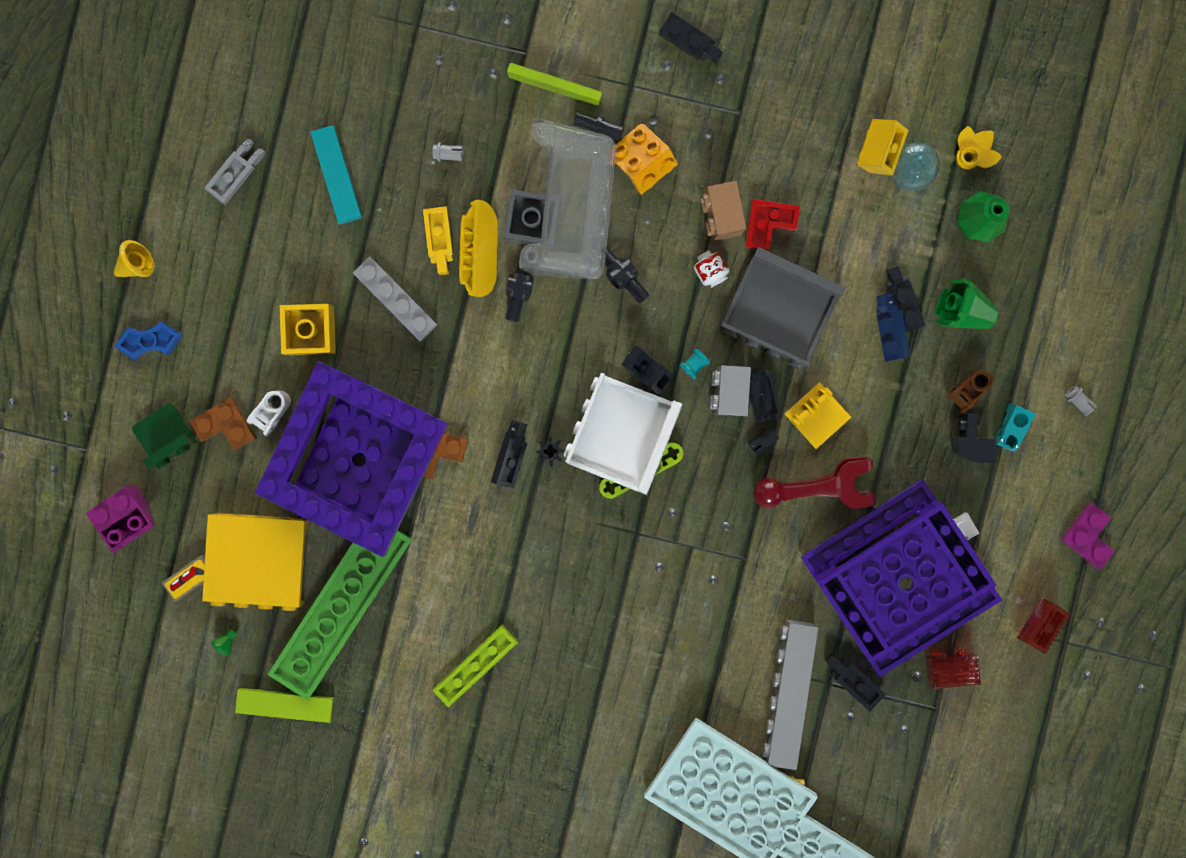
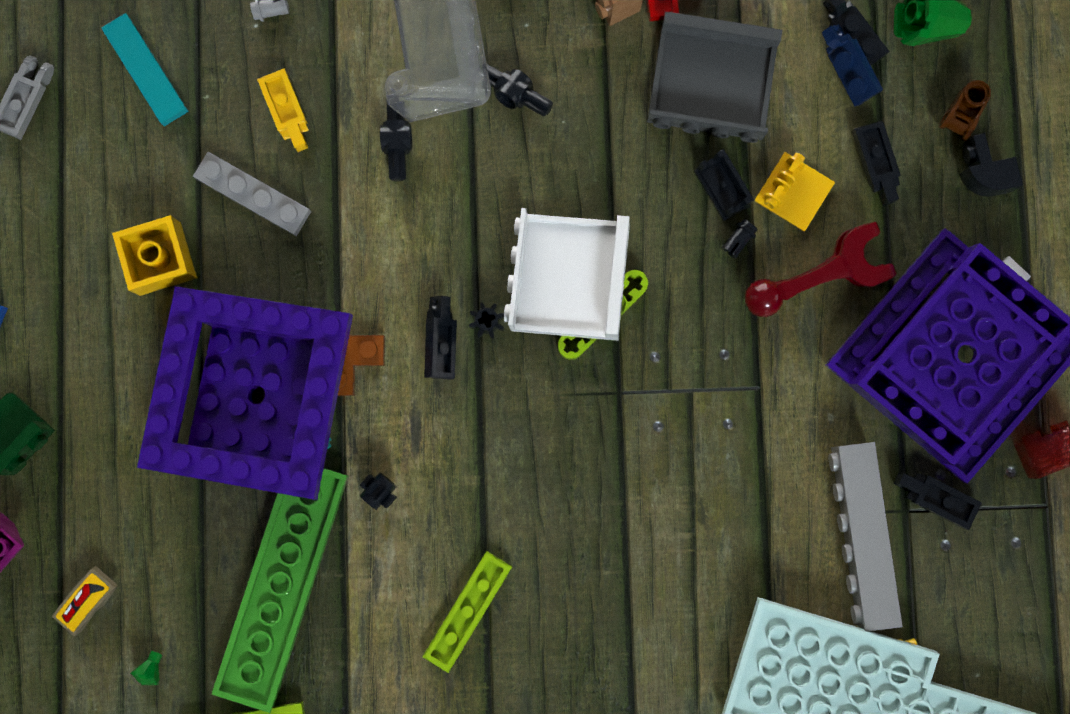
camera: 15 degrees left, 5 degrees down
(225, 418) = (82, 392): dark orange plate -> none
(254, 561) = (159, 556): yellow panel -> none
(266, 415) = (133, 370): white piece -> none
(432, 558) = (378, 491): none -> black gear
(478, 249) = (335, 106): yellow brick -> none
(524, 217) = (378, 51): dark grey brick -> none
(647, 370) = (576, 192): black brick -> none
(694, 364) = (630, 170): teal bush -> none
(711, 268) = (618, 55): white head -> none
(731, 390) = (683, 186): light grey brick -> none
(889, 410) = (878, 160): none -> black hinge
(1014, 427) = (1032, 138): teal leg -> none

